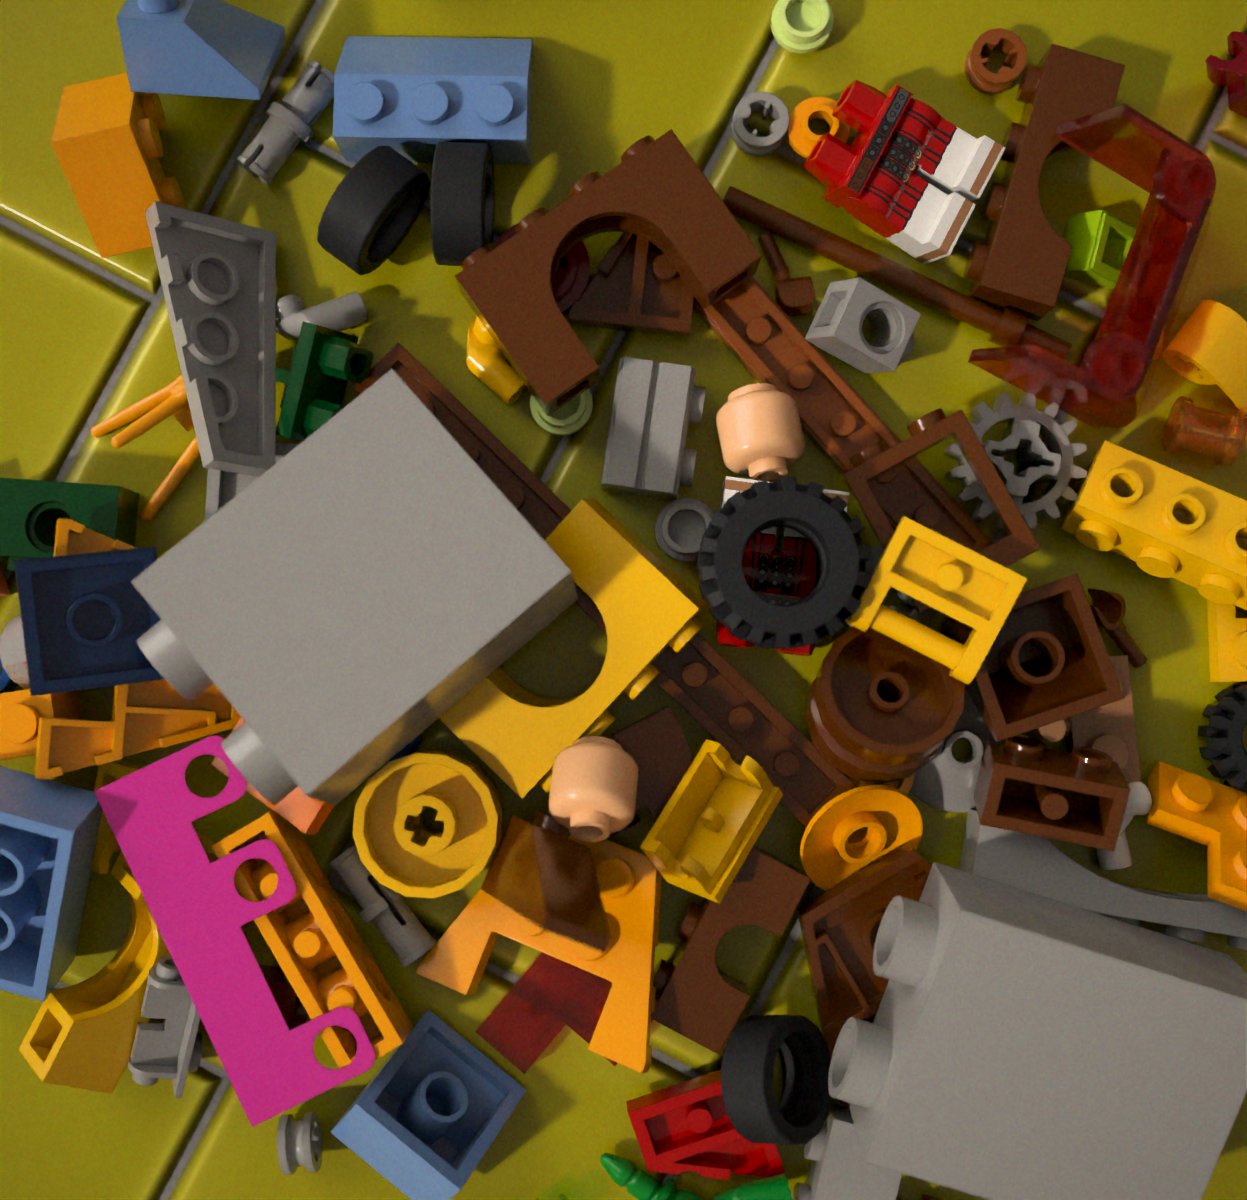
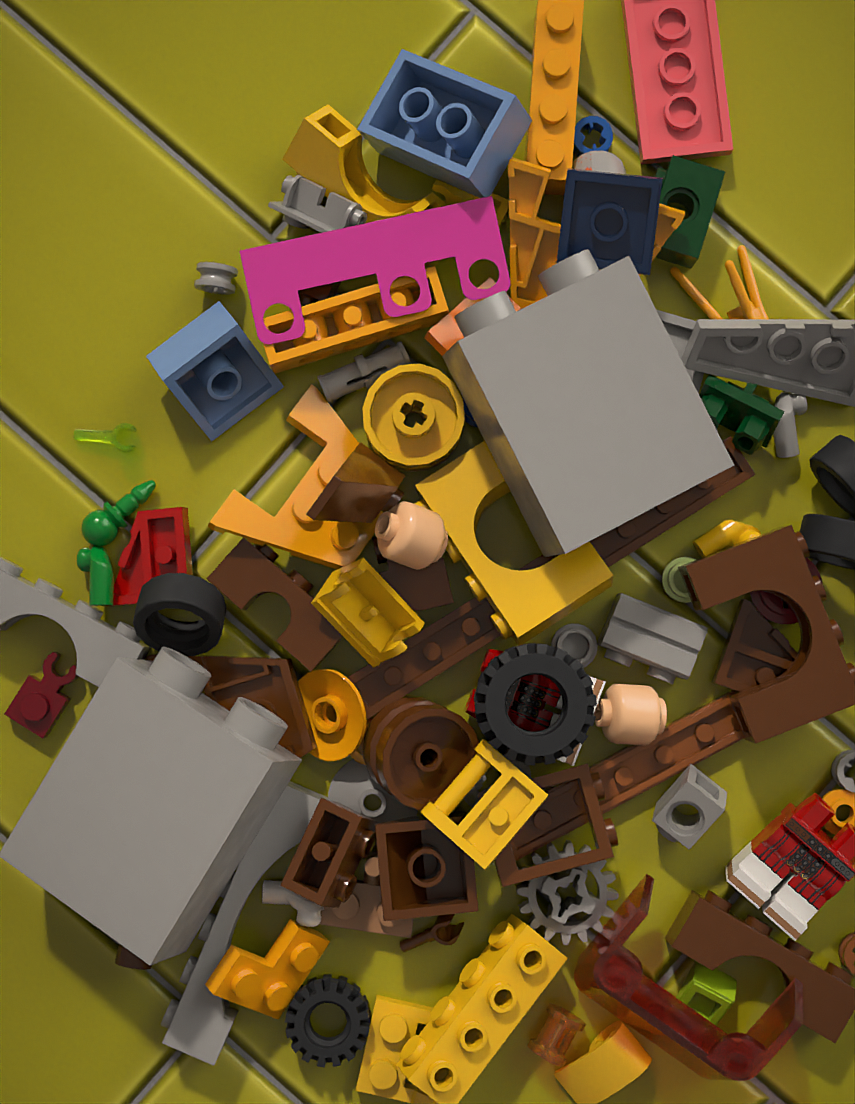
camera: 105 degrees right, 0 degrees up
(539, 1007) = (268, 465): clear red plate -> none
(794, 294) = (725, 764): reddish brown hand -> none
(1004, 326) = (665, 912): reddish brown bar -> none

